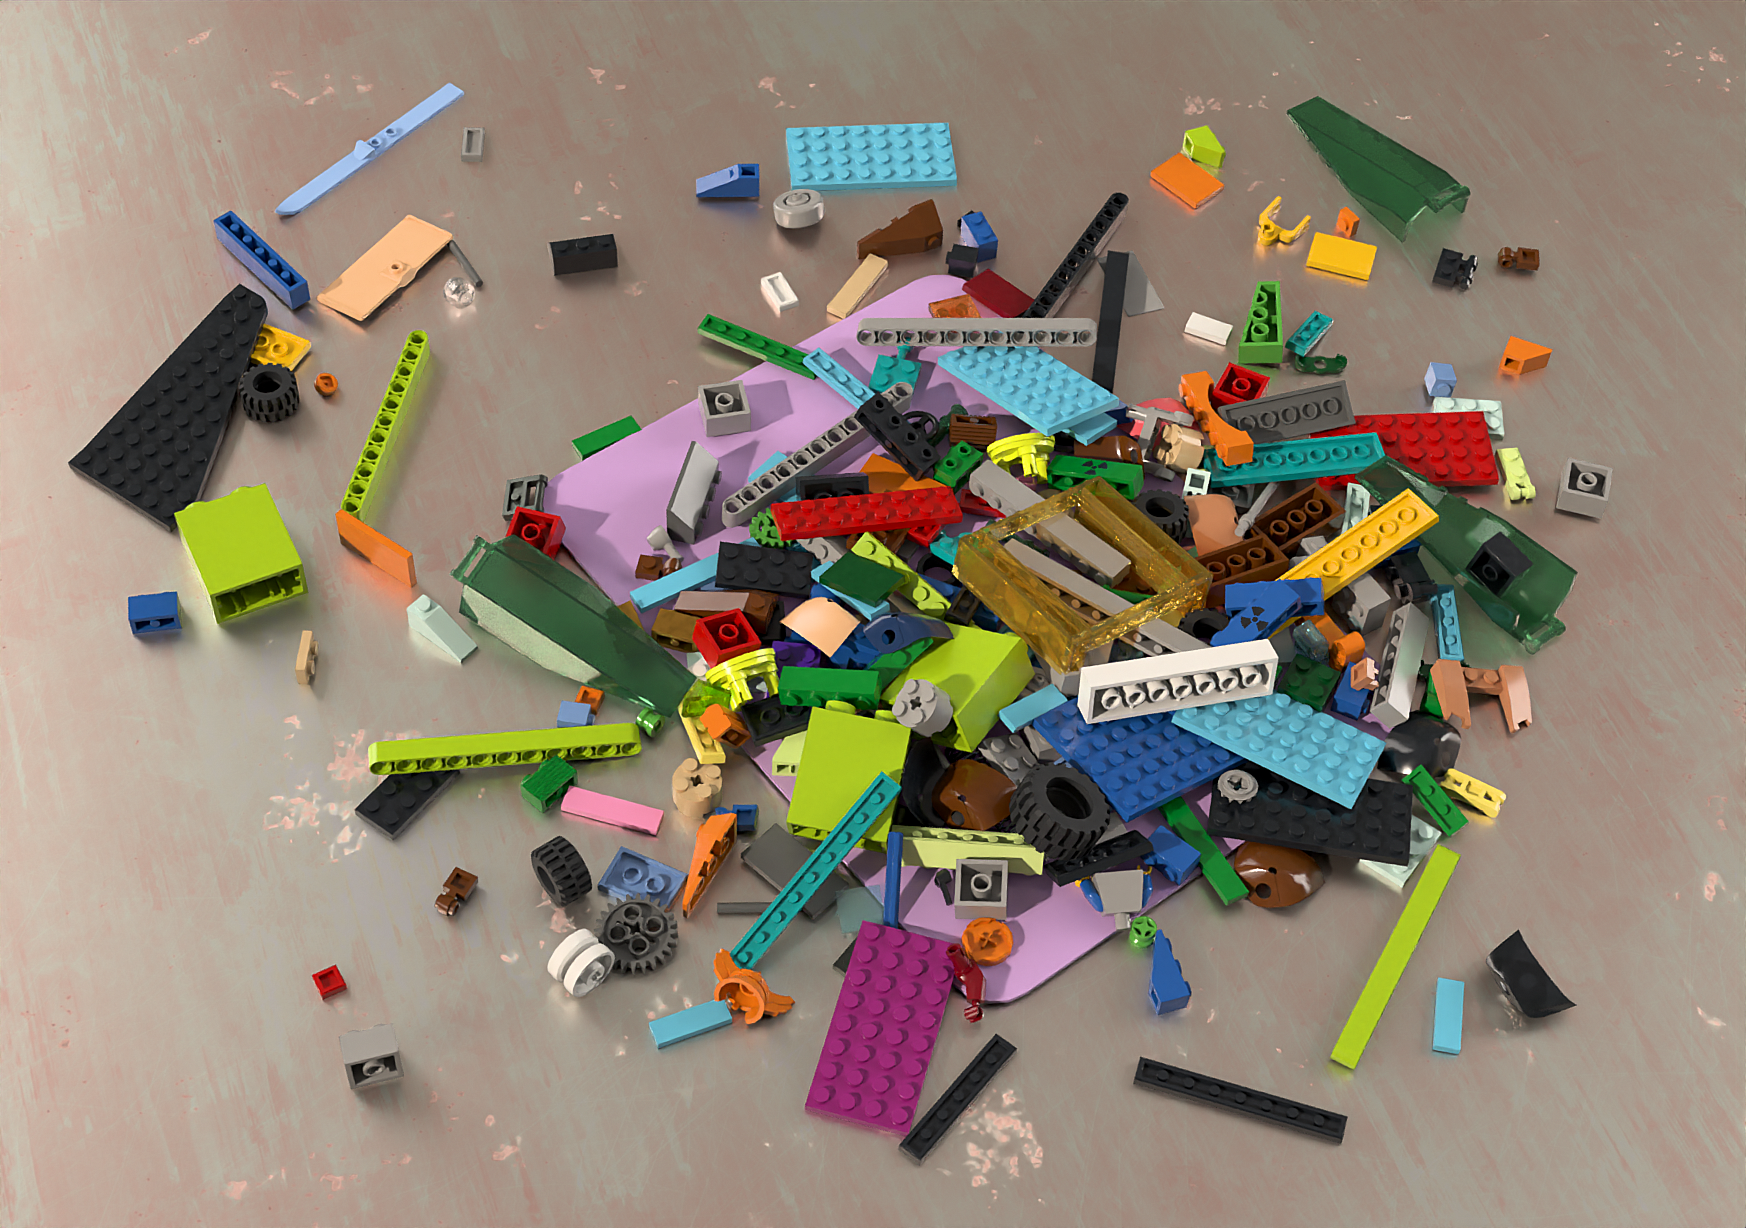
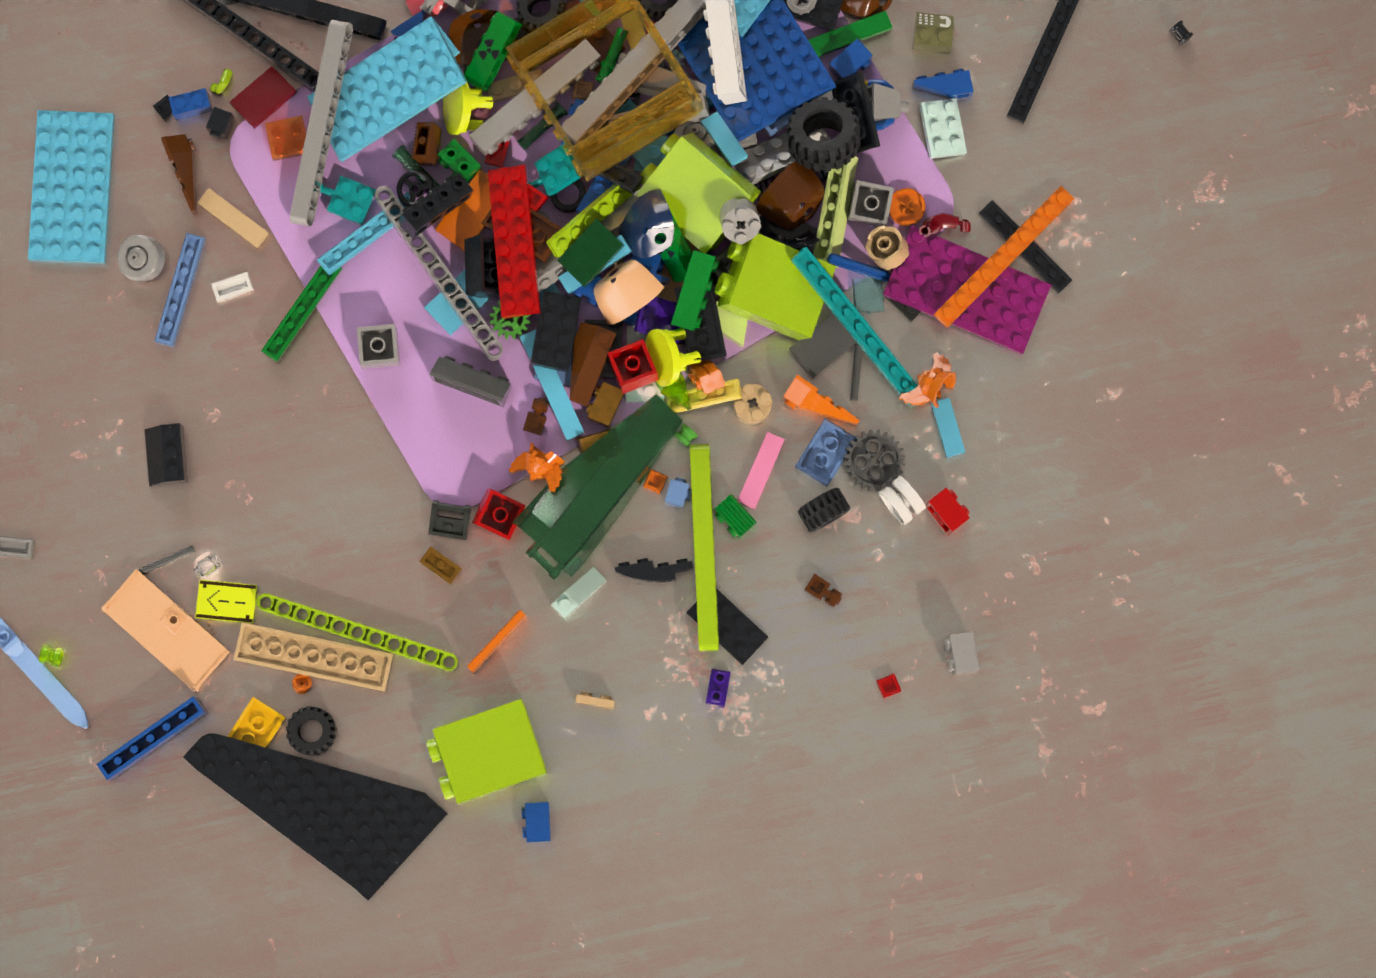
camera: 85 degrees left, 30 degrees up
(320, 777) = (717, 688): none -> dark purple hips
(354, 178) = (51, 655): none -> clear neon green wheel
(356, 392) = (313, 657): none -> tan plate
(420, 311) = (226, 601): none -> neon yellow tile
(470, 496) = (440, 565): none -> pearl gold plate
(473, 698) = (645, 570): none -> black slope
(570, 1020) = (948, 511): none -> red brick
(596, 567) = (540, 466): none -> orange helmet
(604, 437) = (386, 449): green tile -> none
(659, 539) = (509, 412): light grey bar -> none
(734, 181) = (98, 317): blue slope -> none
(746, 816) = (779, 373): blue plate -> none
(770, 250) = (180, 289): none -> medium blue tile
(924, 910) = (887, 247): none -> tan brick
(938, 1063) = (1003, 257): none -> orange plate
(941, 879) = (852, 232): black hand -> none
(1006, 262) = (223, 82): none -> lime arm
(1104, 978) = (942, 128): none -> light aqua plate
(1147, 928) = (908, 89): bright green wheel -> none
(1234, 954) = (933, 32): none -> olive slope

